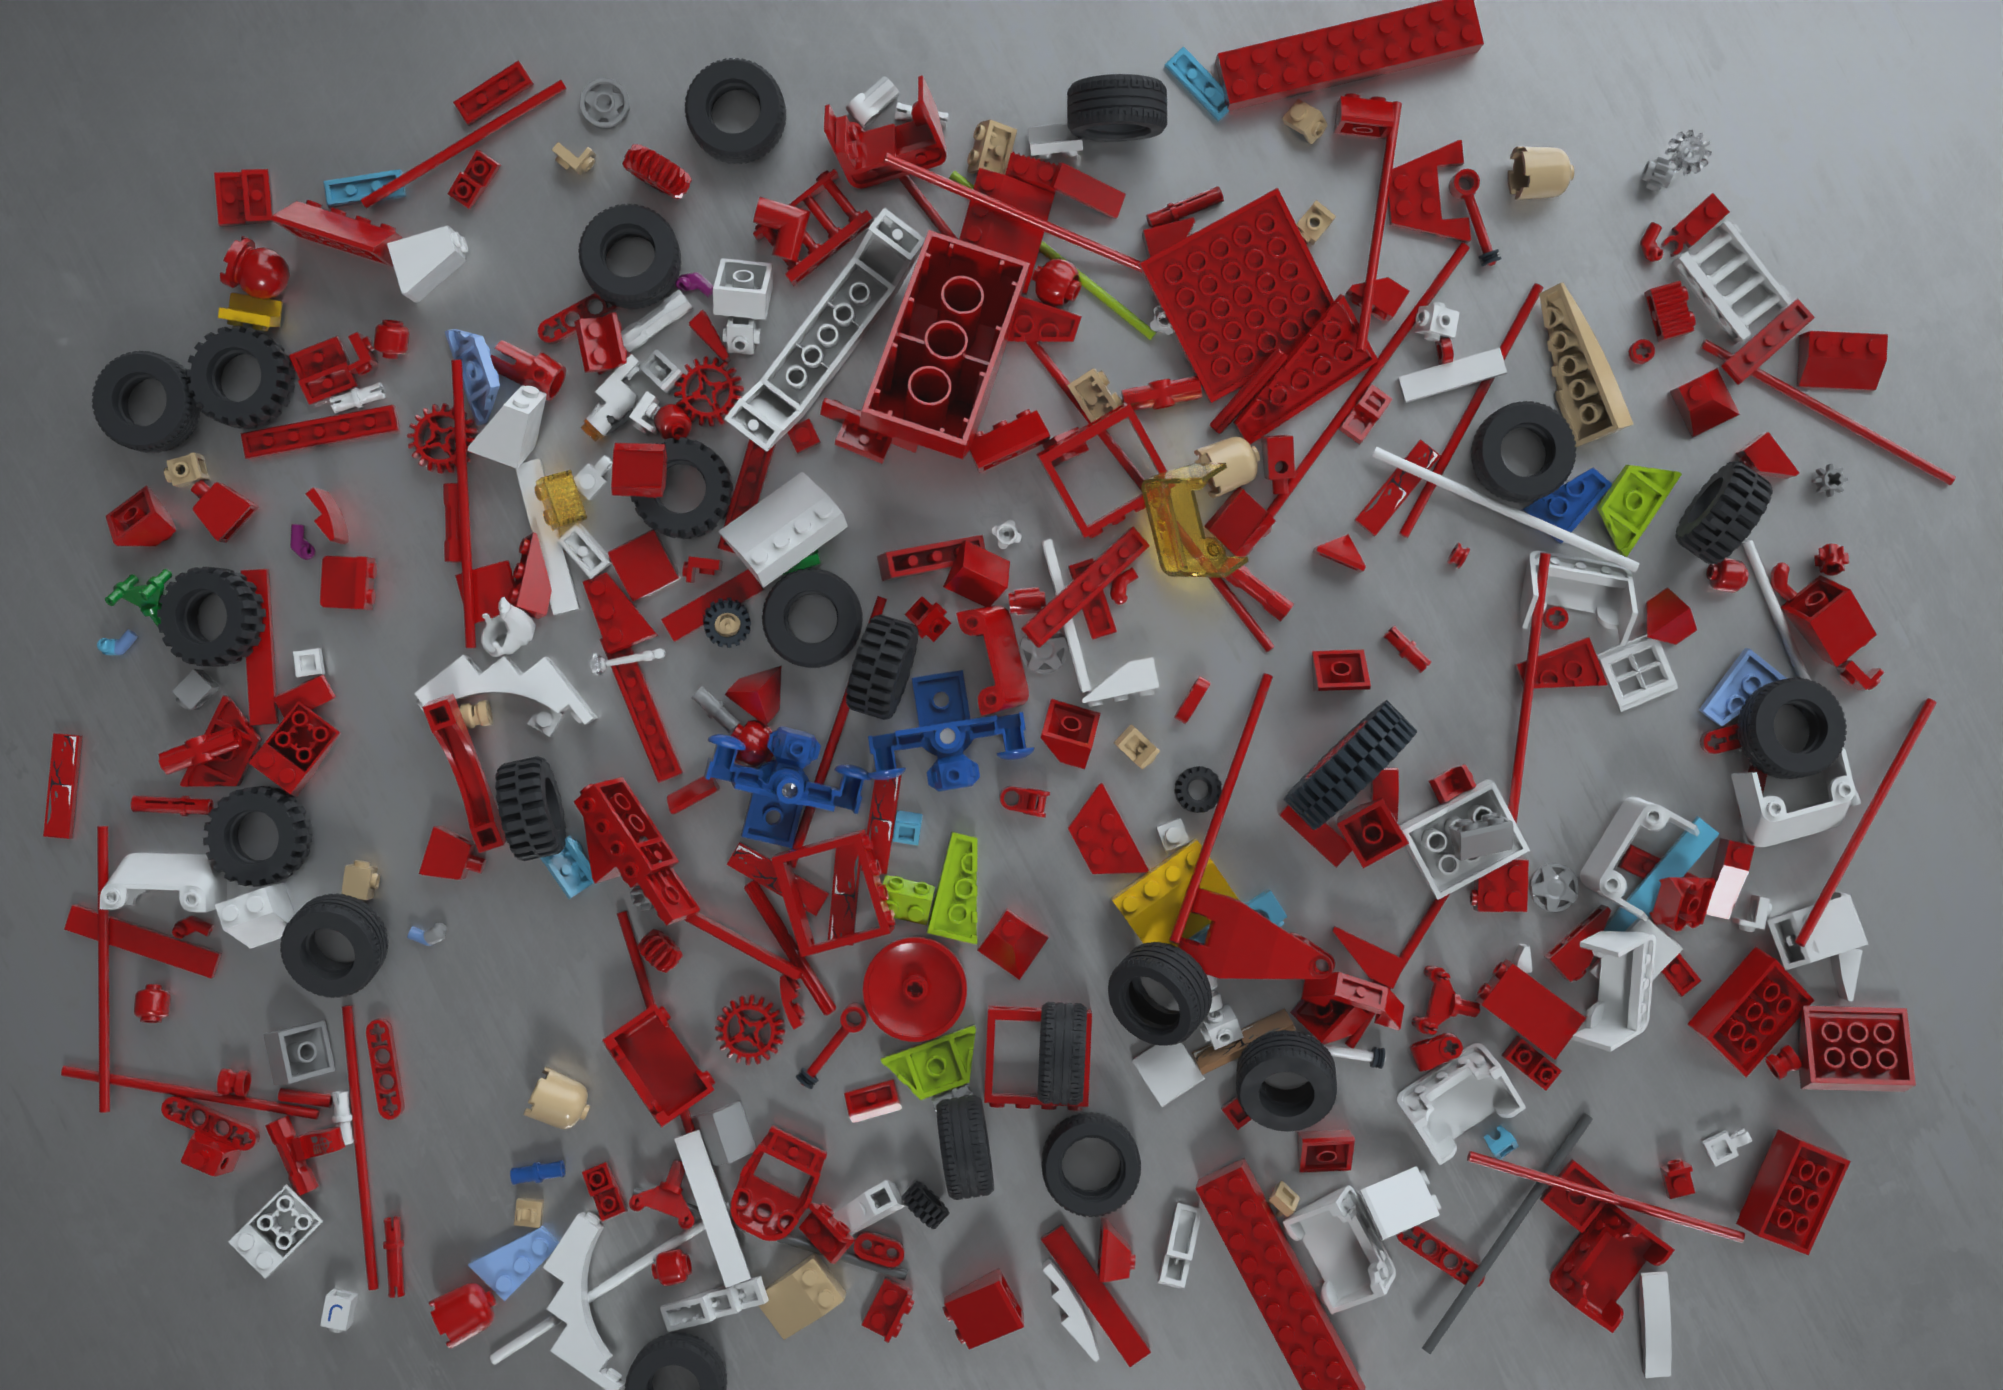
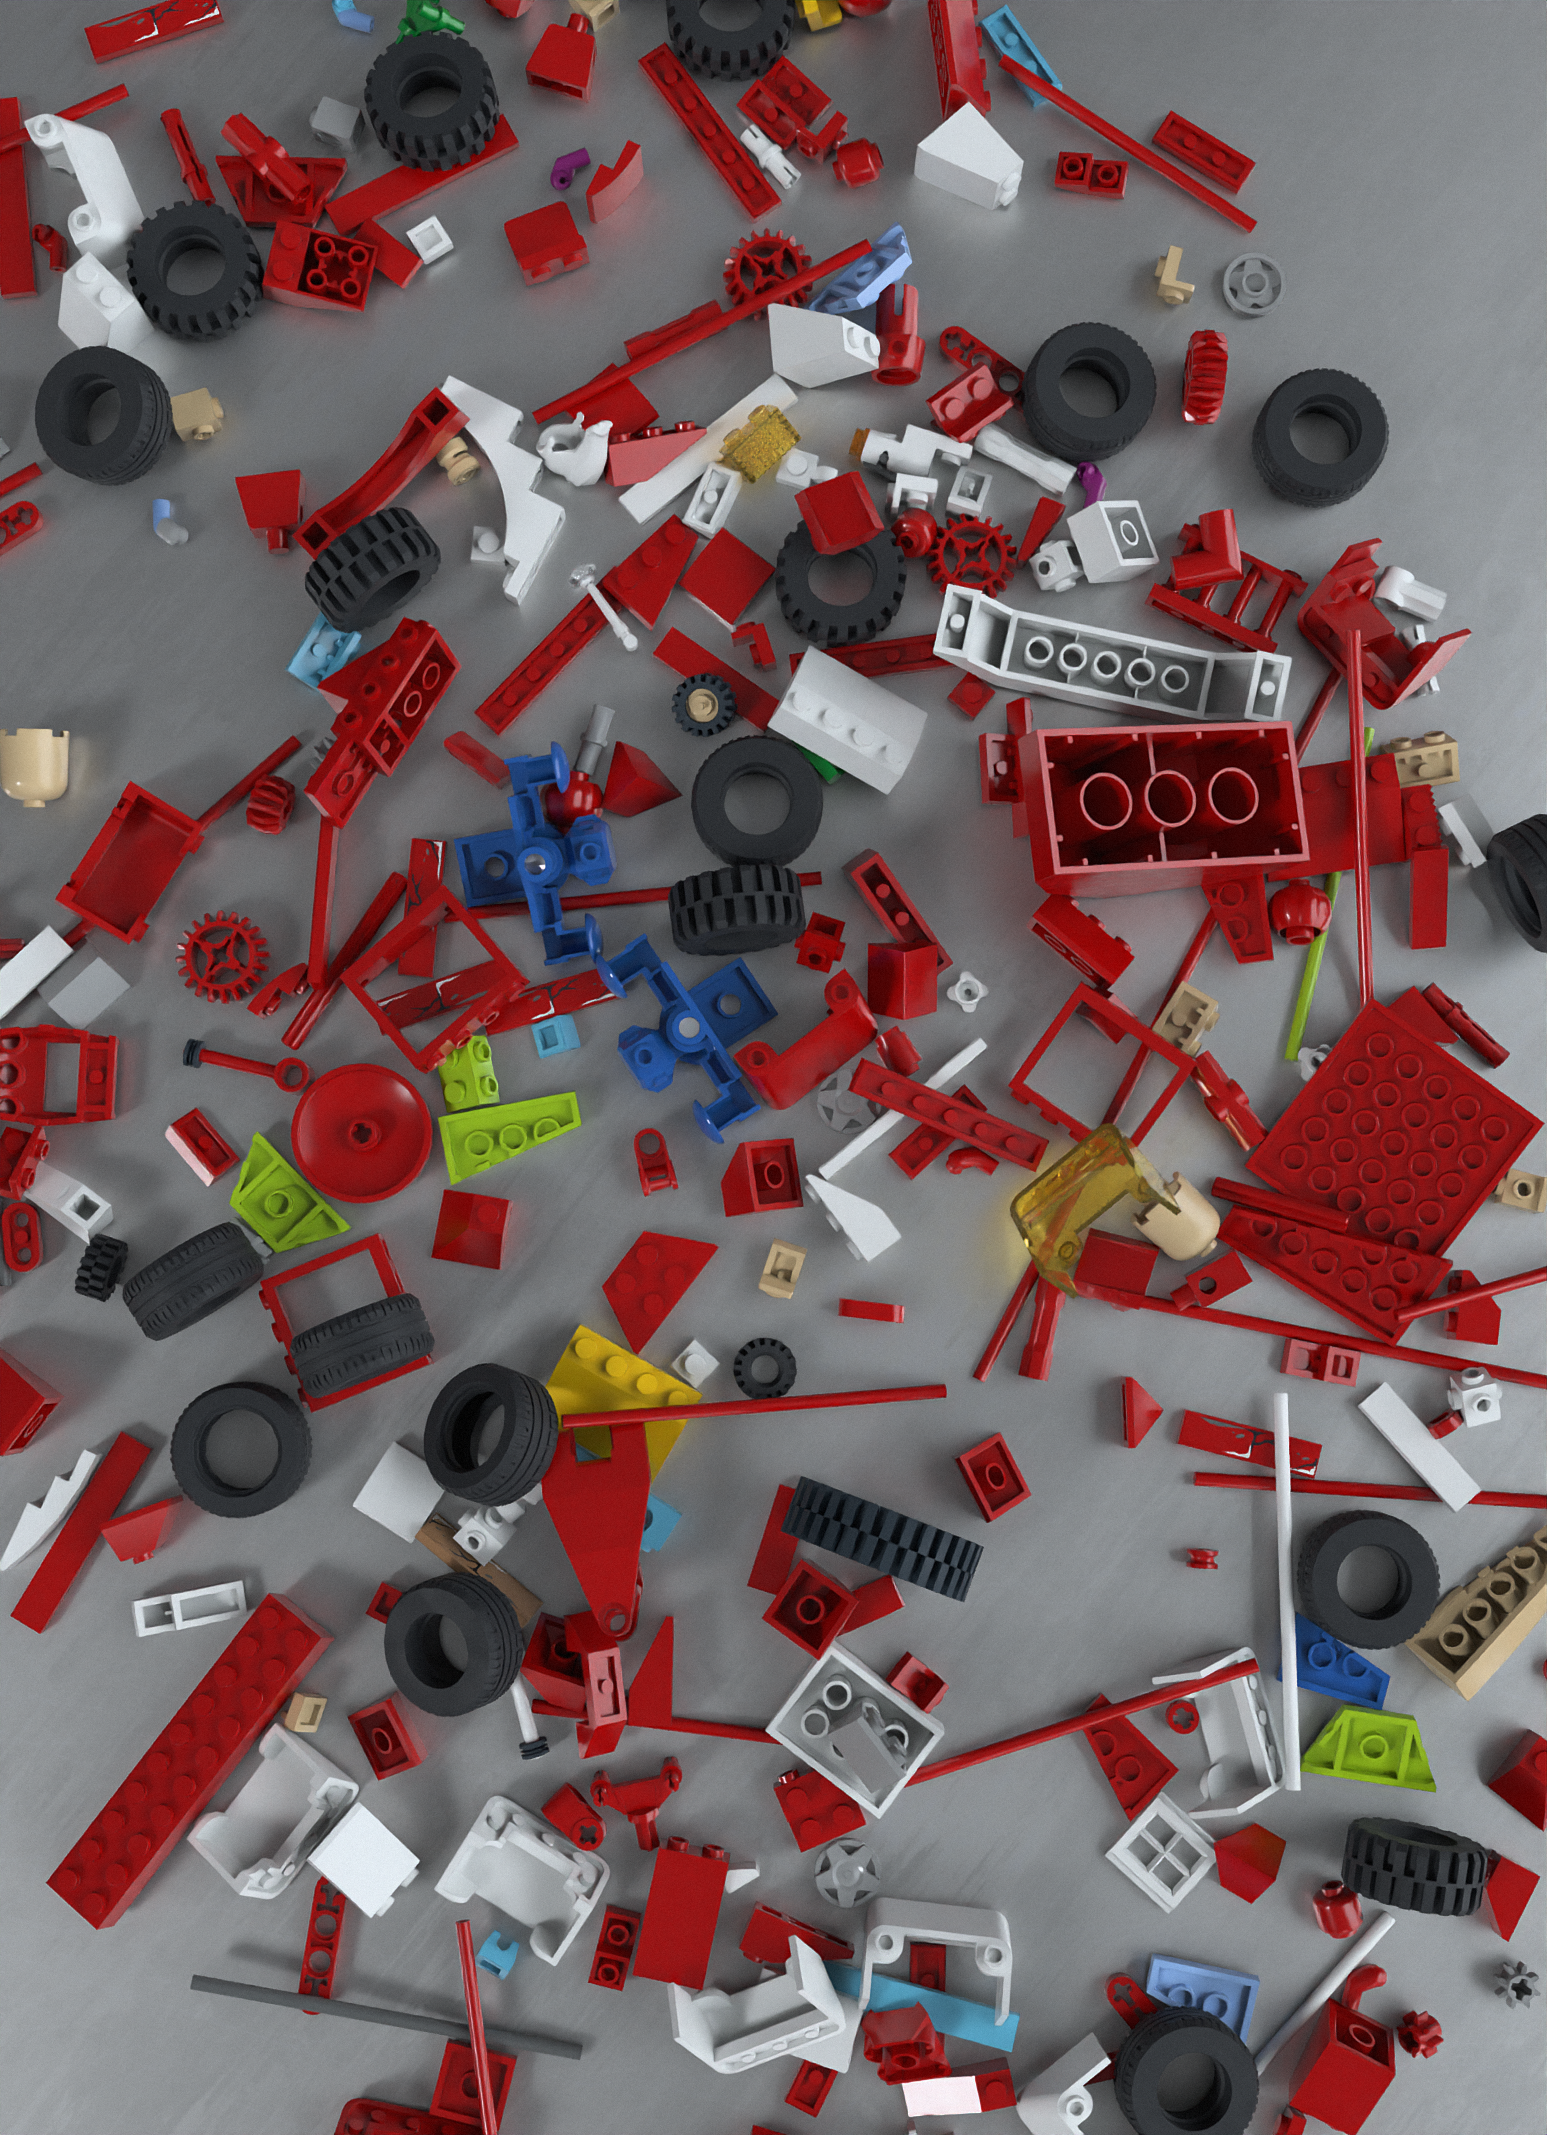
camera: 70 degrees right, 5 degrees down
(1407, 649) = (1057, 1548): red pin -> none

